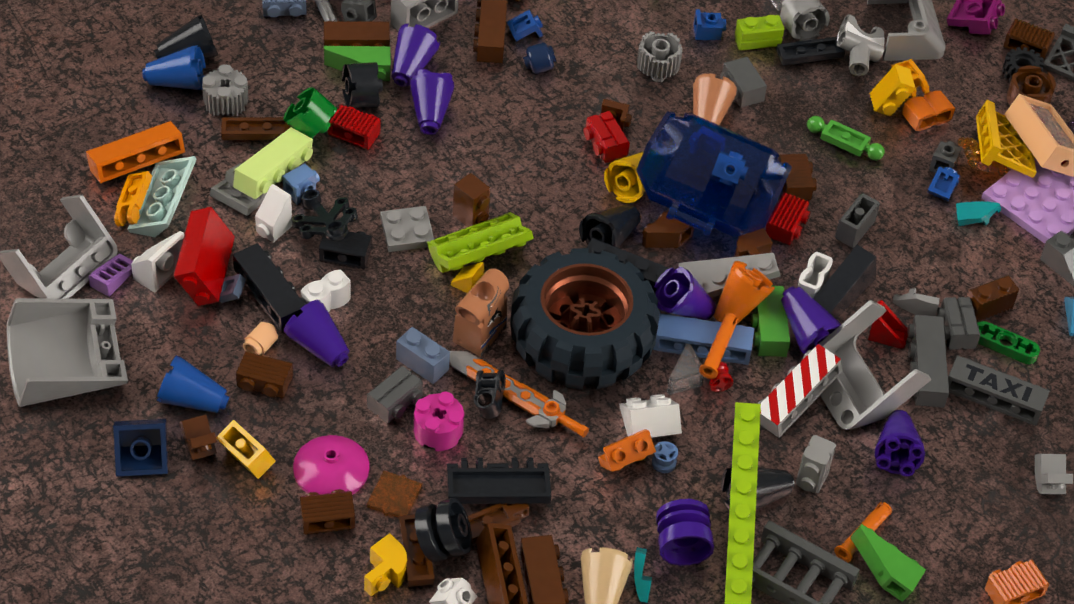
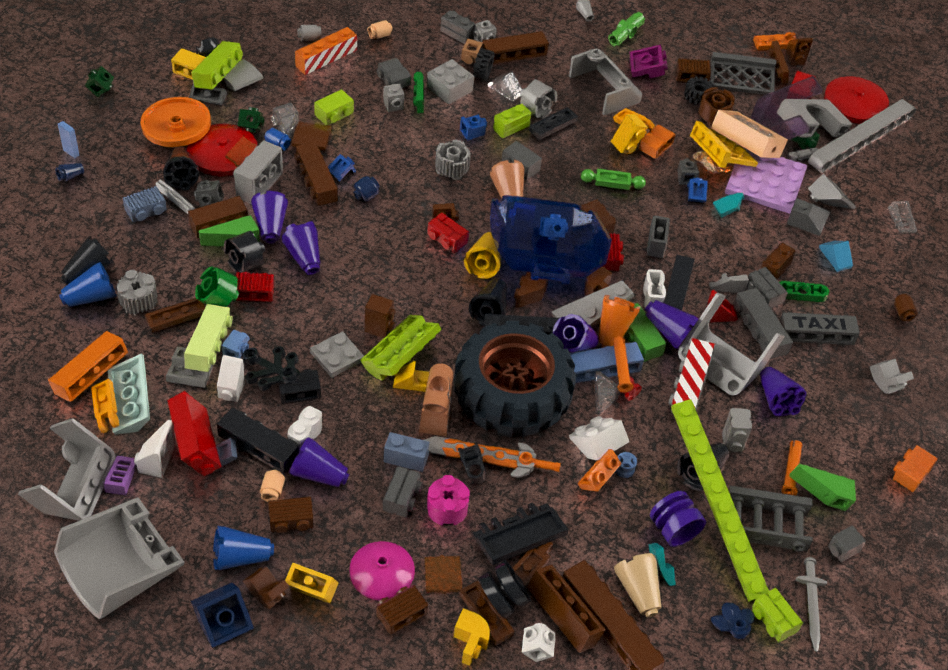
camera: 25 degrees left, 0 degrees up
(860, 45) = (589, 107): light grey connector -> none

